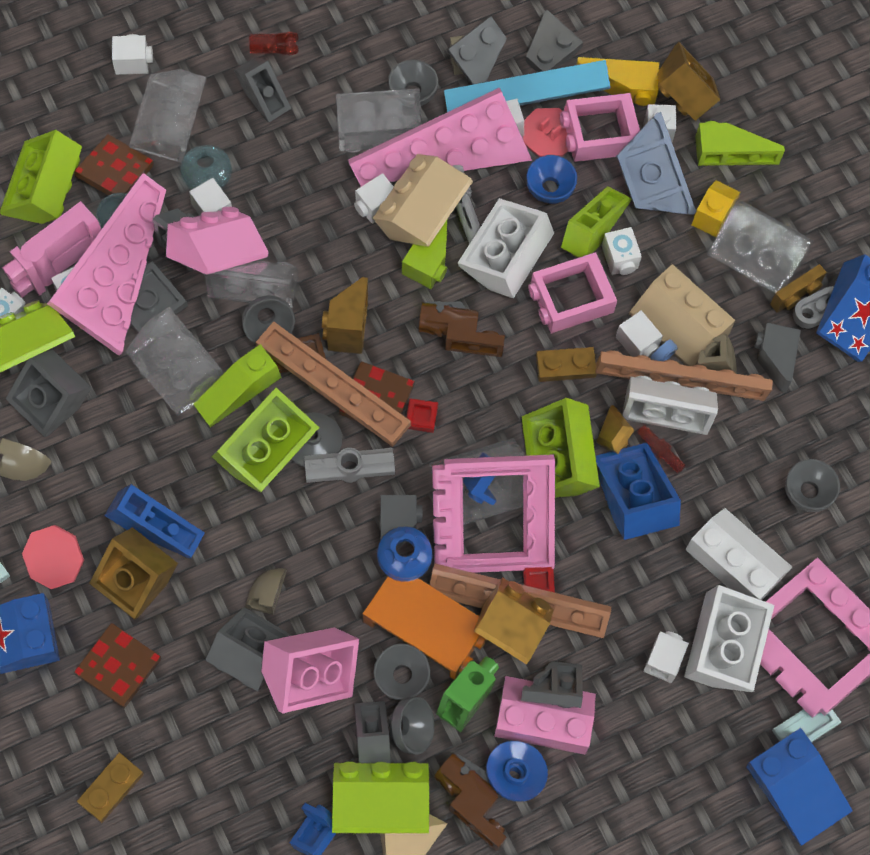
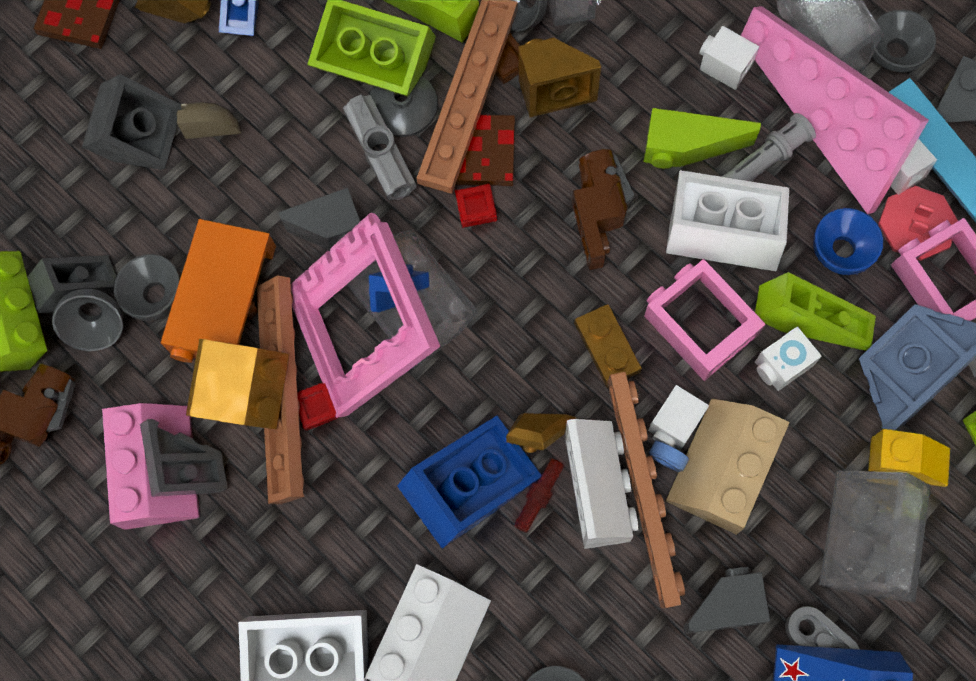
camera: 80 degrees right, 5 degrees up
(310, 668) = (111, 183): bright pink slope -> none
(404, 568) = (284, 252): blue piece -> none
(421, 200) = (740, 97): tan slope -> none
(467, 693) = (130, 360): bright green torso -> none
(523, 760) = (50, 450): blue dish -> none
(567, 433) = (488, 374): lime slope -> none
(666, 656) = (265, 584): white brick -> none
(719, 355) = (689, 526): dark tan brick -> none
(792, 293) = (849, 613): pearl gold plate -> none

